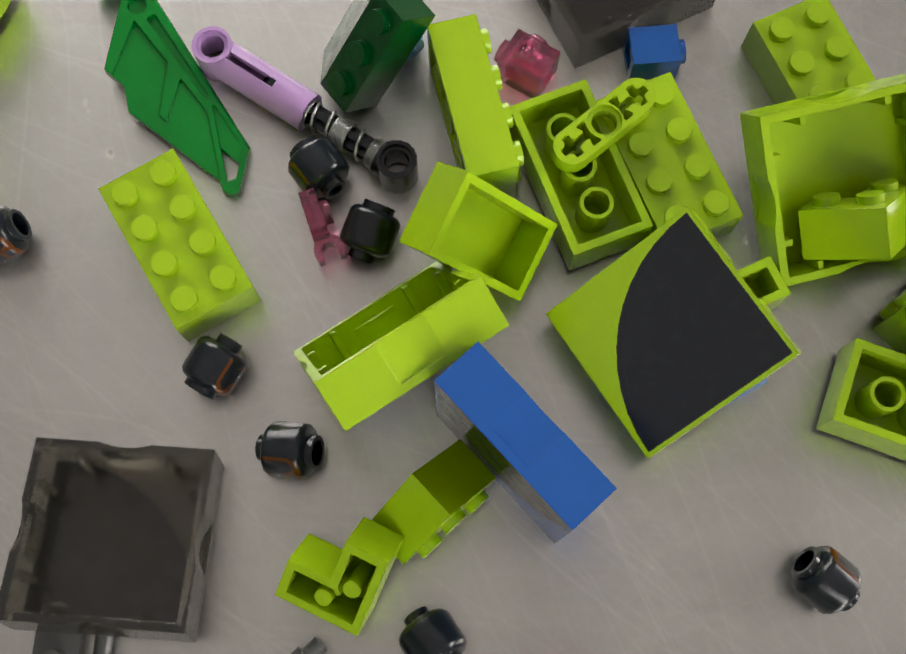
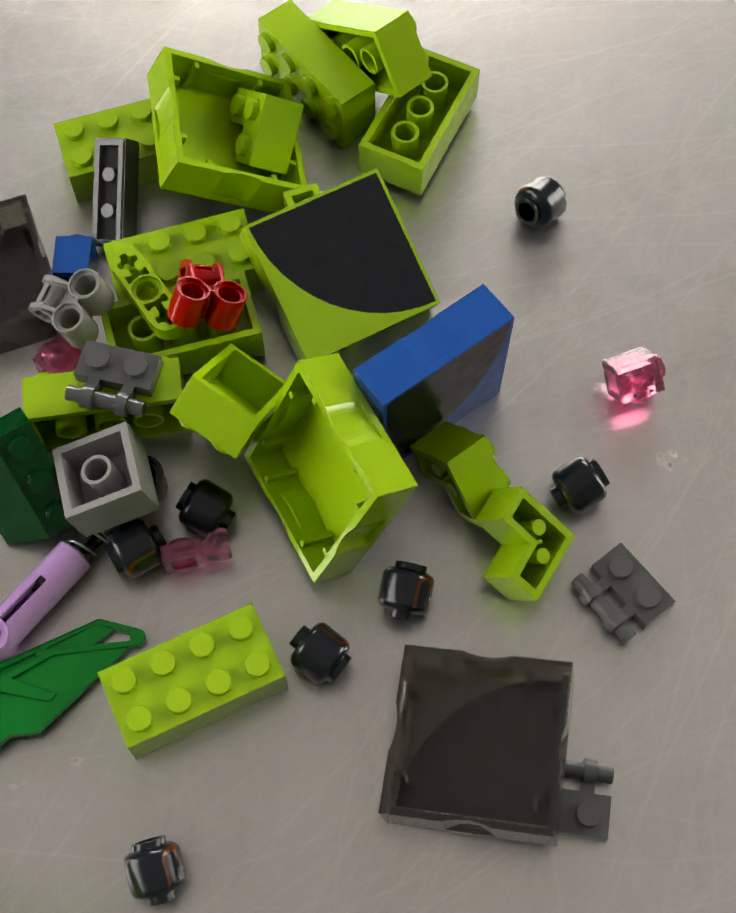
camera: 85 degrees left, 10 degrees down
(370, 117) = (105, 479): none -> light grey brick
(492, 105) = (117, 369): none -> dark grey plate
(574, 50) = (73, 304): none -> light grey piece
(604, 180) = (206, 295): none -> red piece
(746, 75) = (115, 189): none -> dark grey slope

